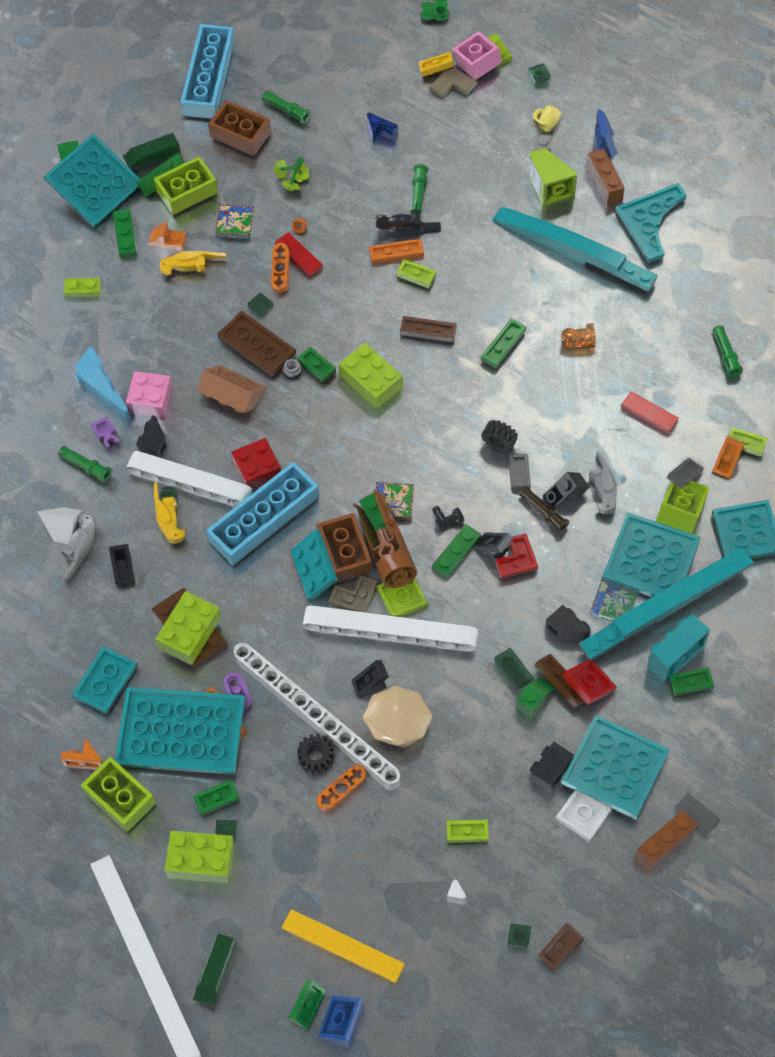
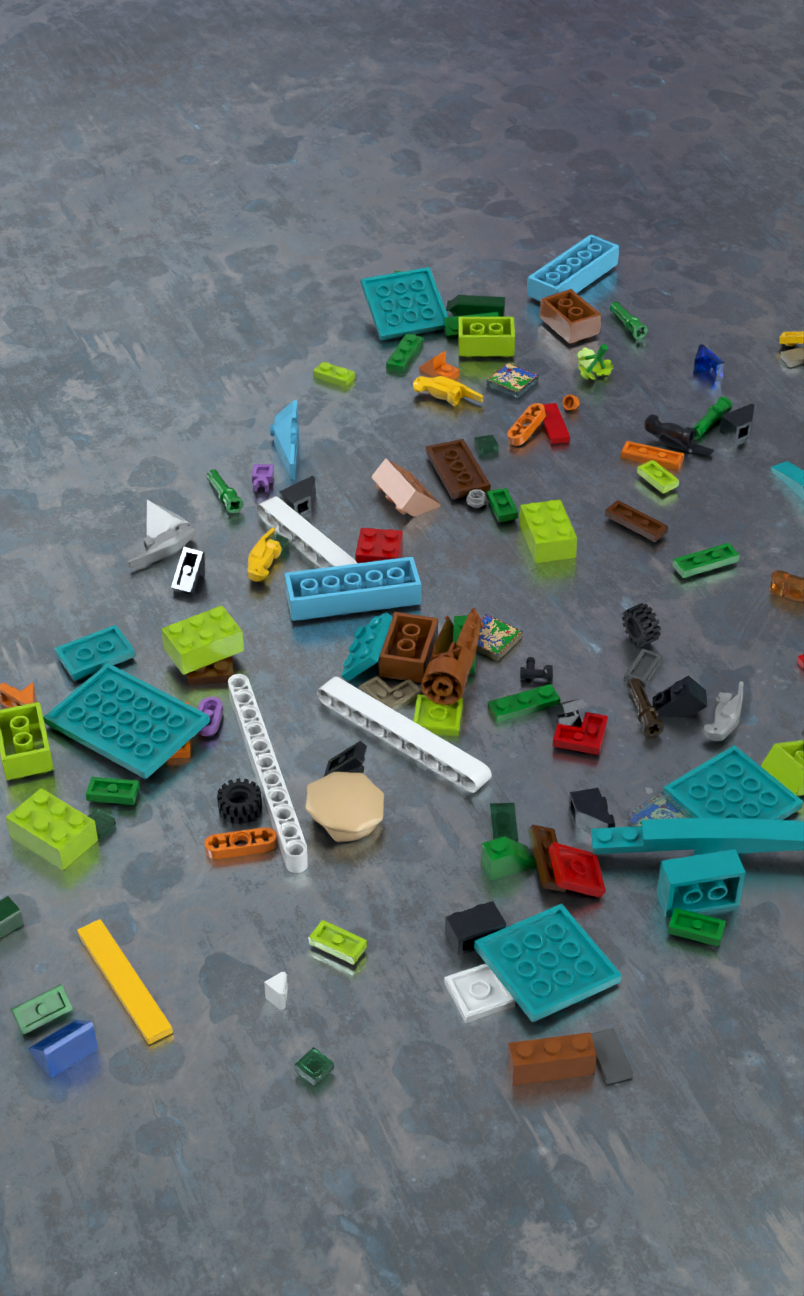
camera: 30 degrees right, 20 degrees down
(149, 394) = (326, 463): bright pink brick -> none
(445, 185) = (738, 423): none -> black slope
(561, 946) = (357, 1094): reddish brown plate -> none

